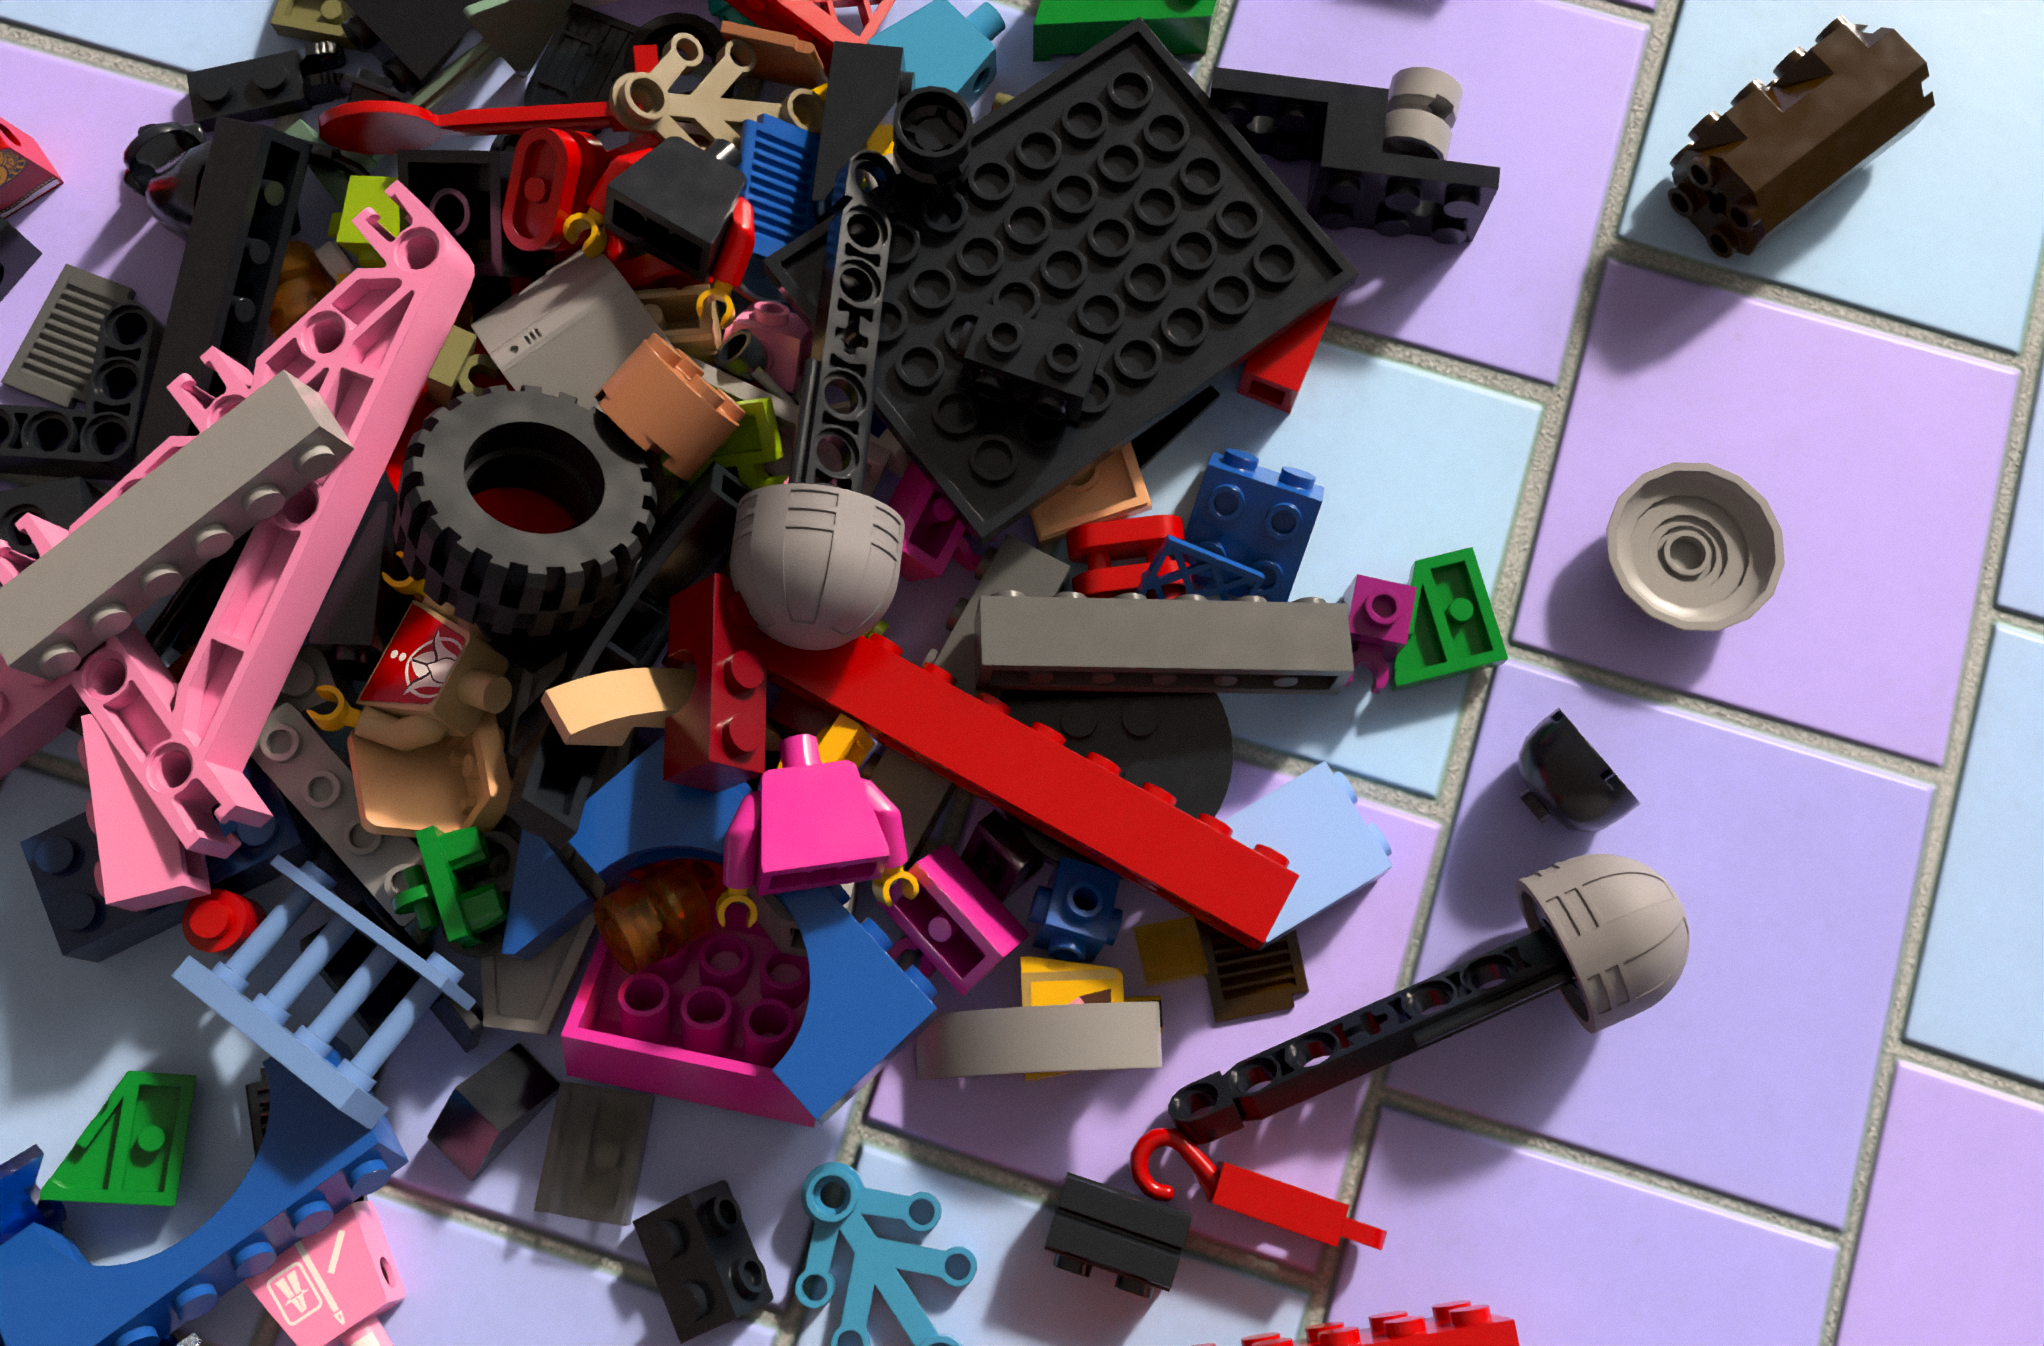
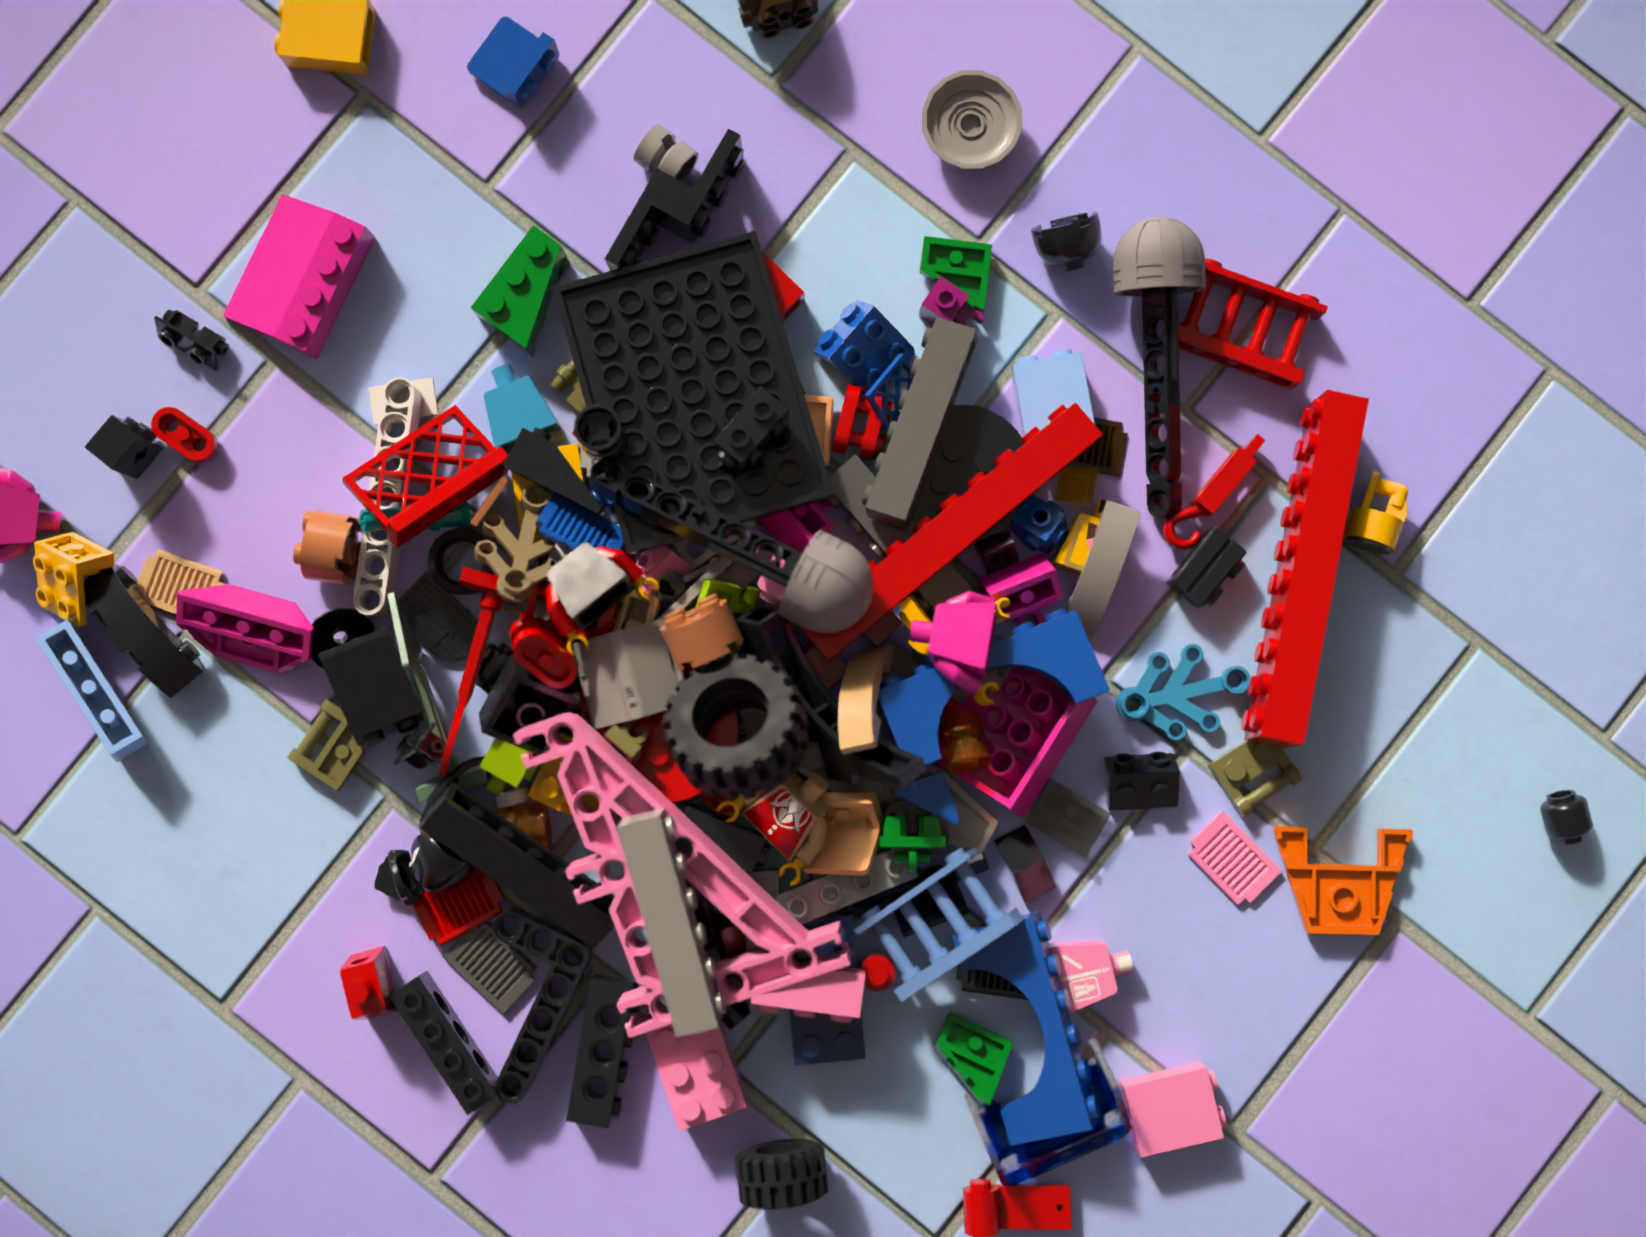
camera: 70 degrees left, 10 degrees up
(136, 254) = (459, 909): none -> red window
(267, 85) = (372, 809): black hinge -> none
(723, 726) = (895, 662): dark red arch -> none
(1513, 1171) = (1251, 357): none -> red fence

